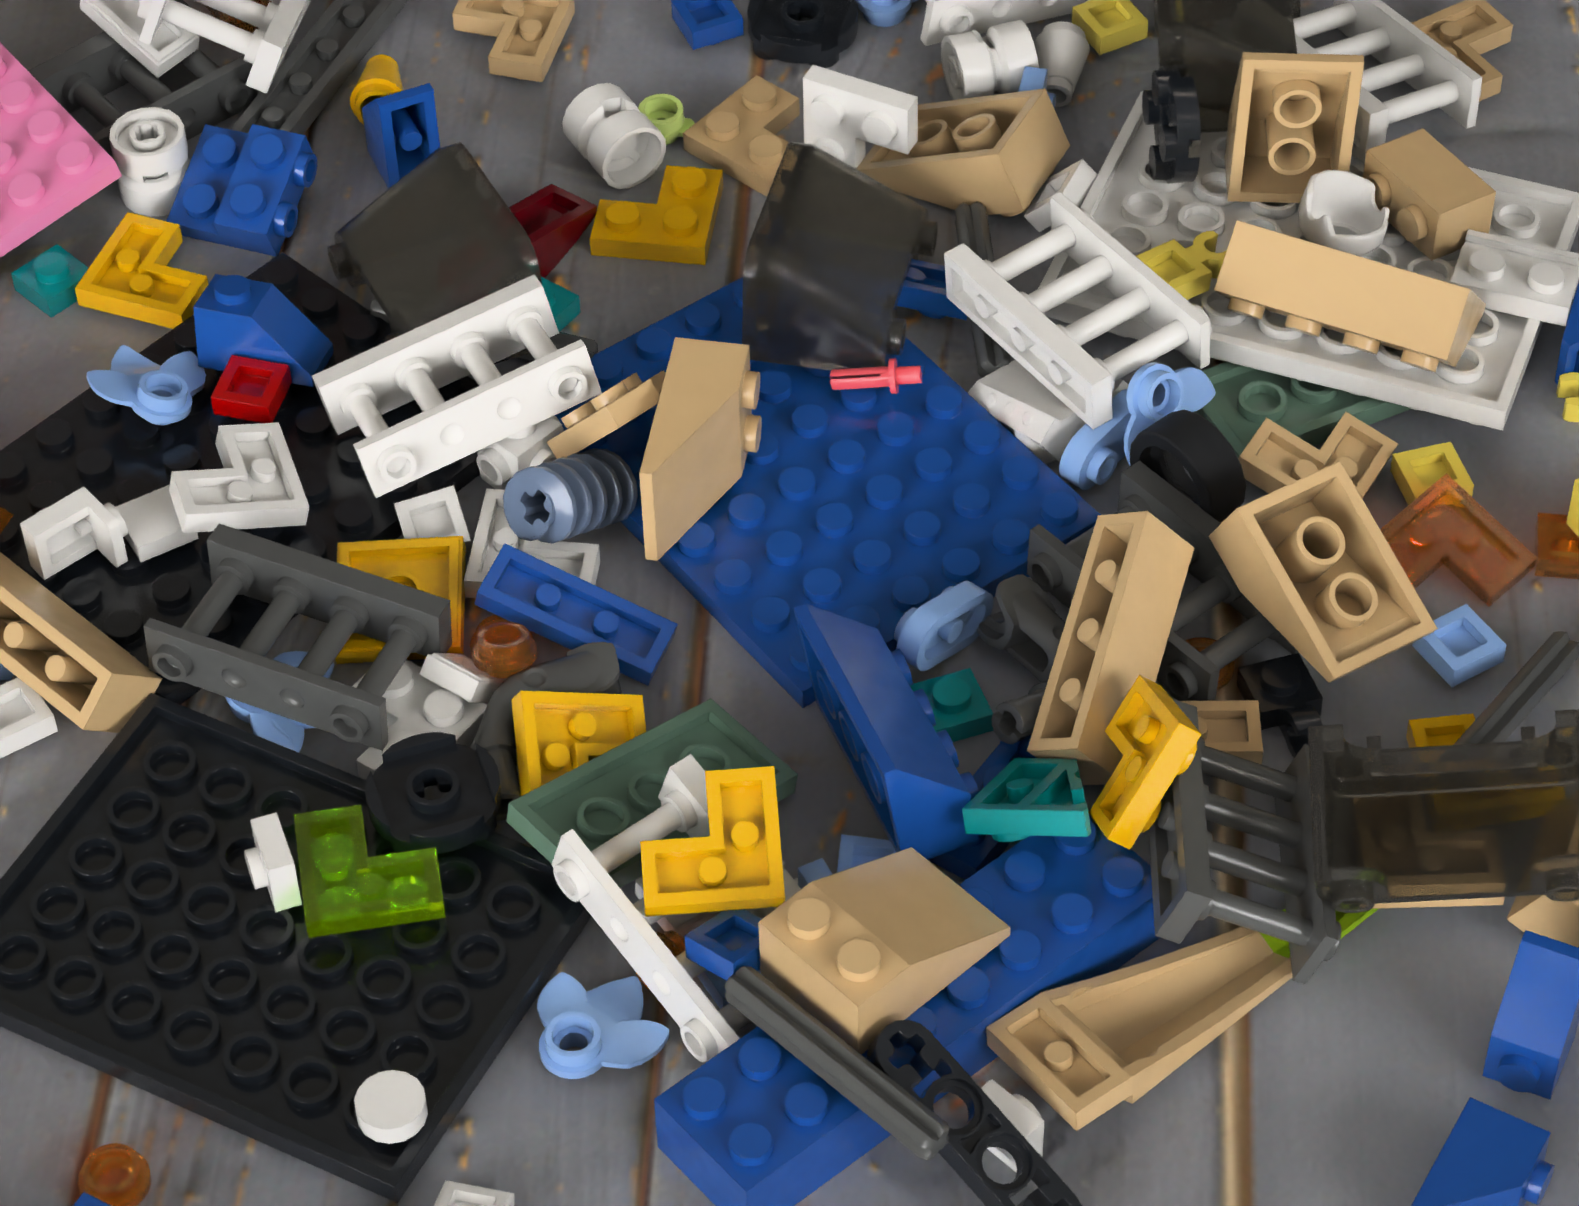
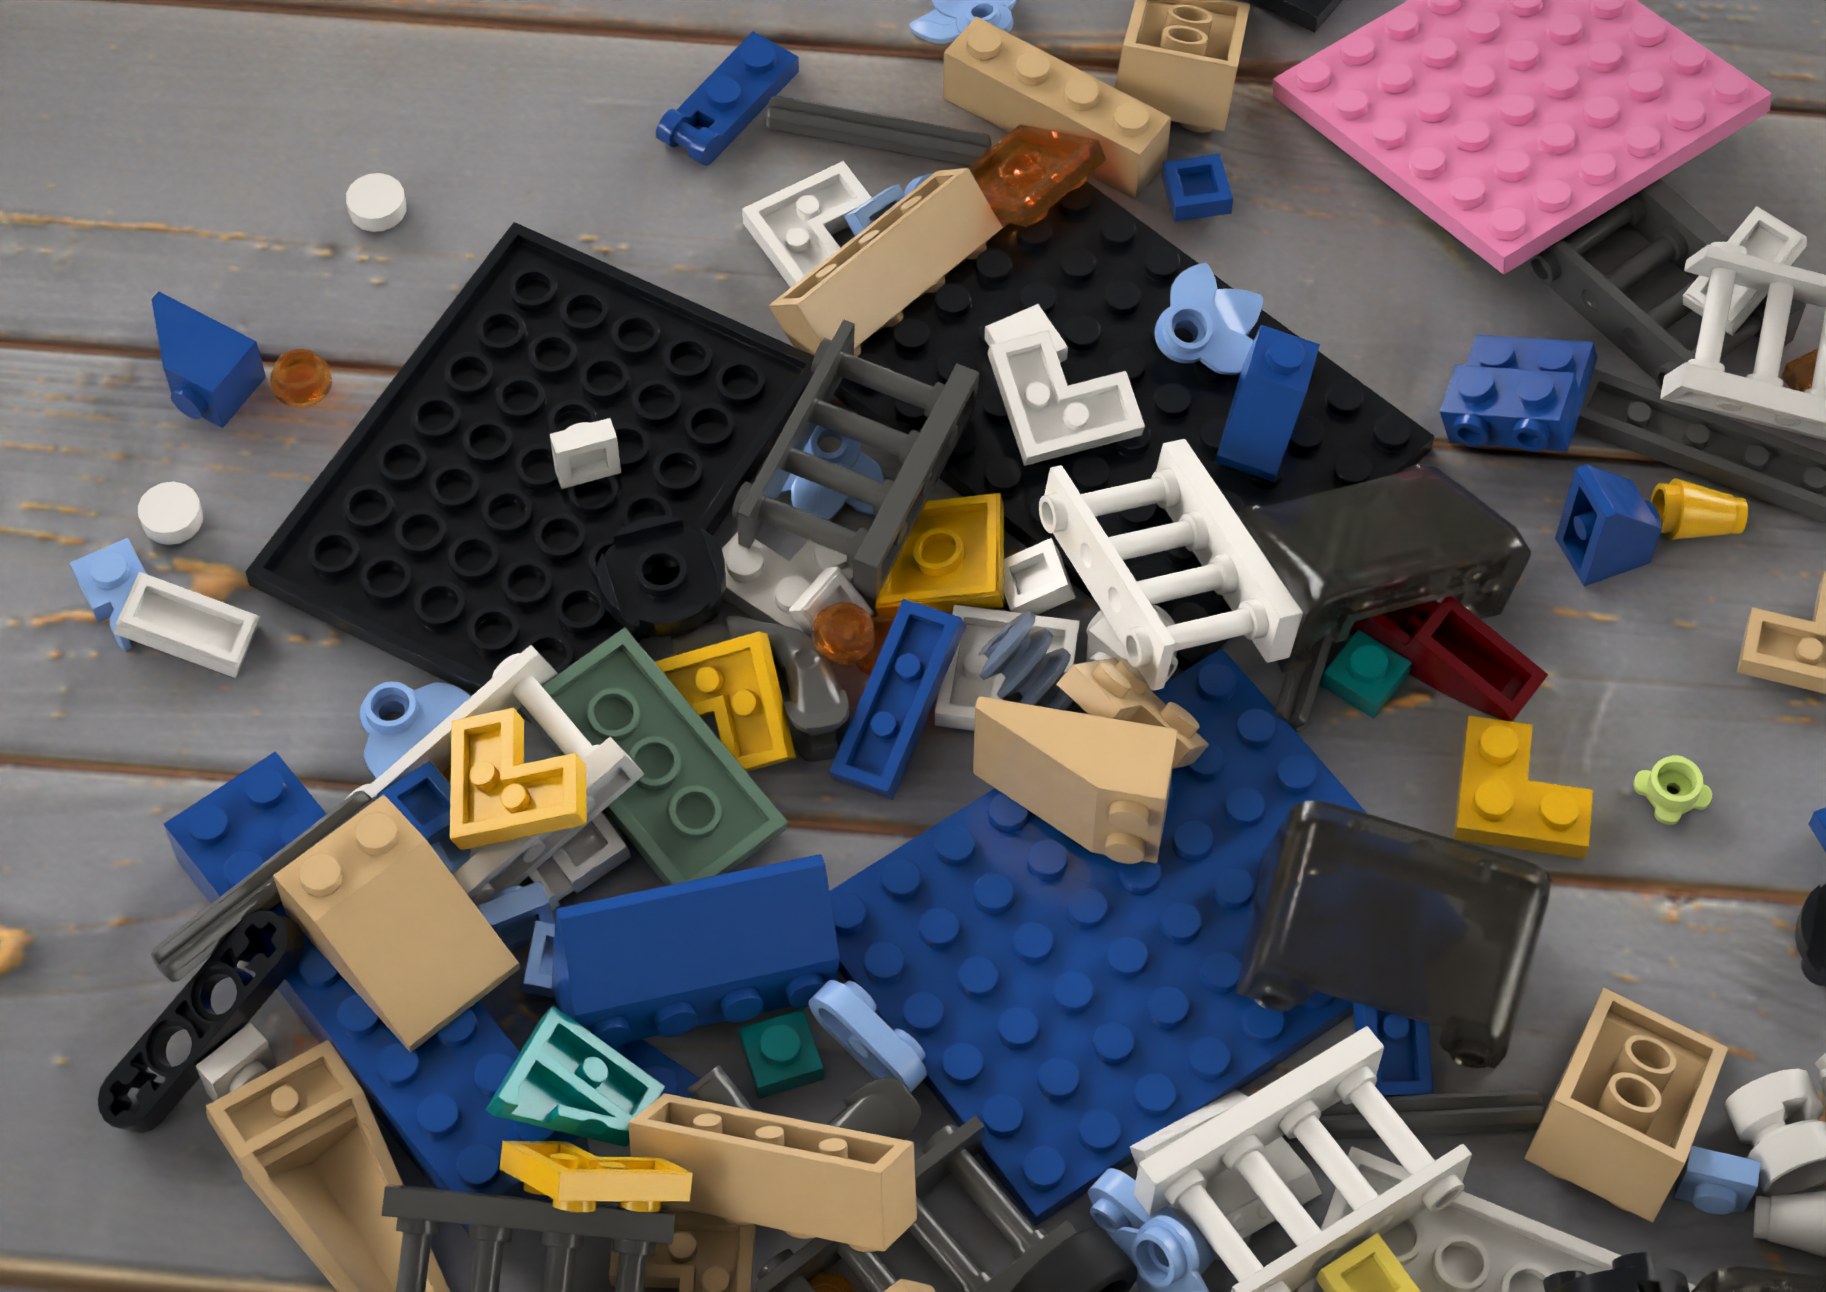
camera: 90 degrees right, 10 degrees up
(50, 280) = (1395, 253): teal plate -> none
(73, 530) = (1002, 269): white bracket -> none
(134, 278) = (1393, 307): yellow plate -> none
(152, 158) = (1551, 298): white wheel -> none
(251, 389) = (1197, 404): red plate -> none
(358, 892) = (558, 509): clear neon green plate -> none
(391, 1106) = (315, 557): white piece -> none
(614, 135) = (1620, 733): white wheel -> none
(742, 133) = (1666, 866): tan plate -> none
(848, 111) = (1629, 956): white plate -> none
(876, 377) = (1225, 992): coral piece -> none
(1072, 182) = (1558, 1204): white plate -> none

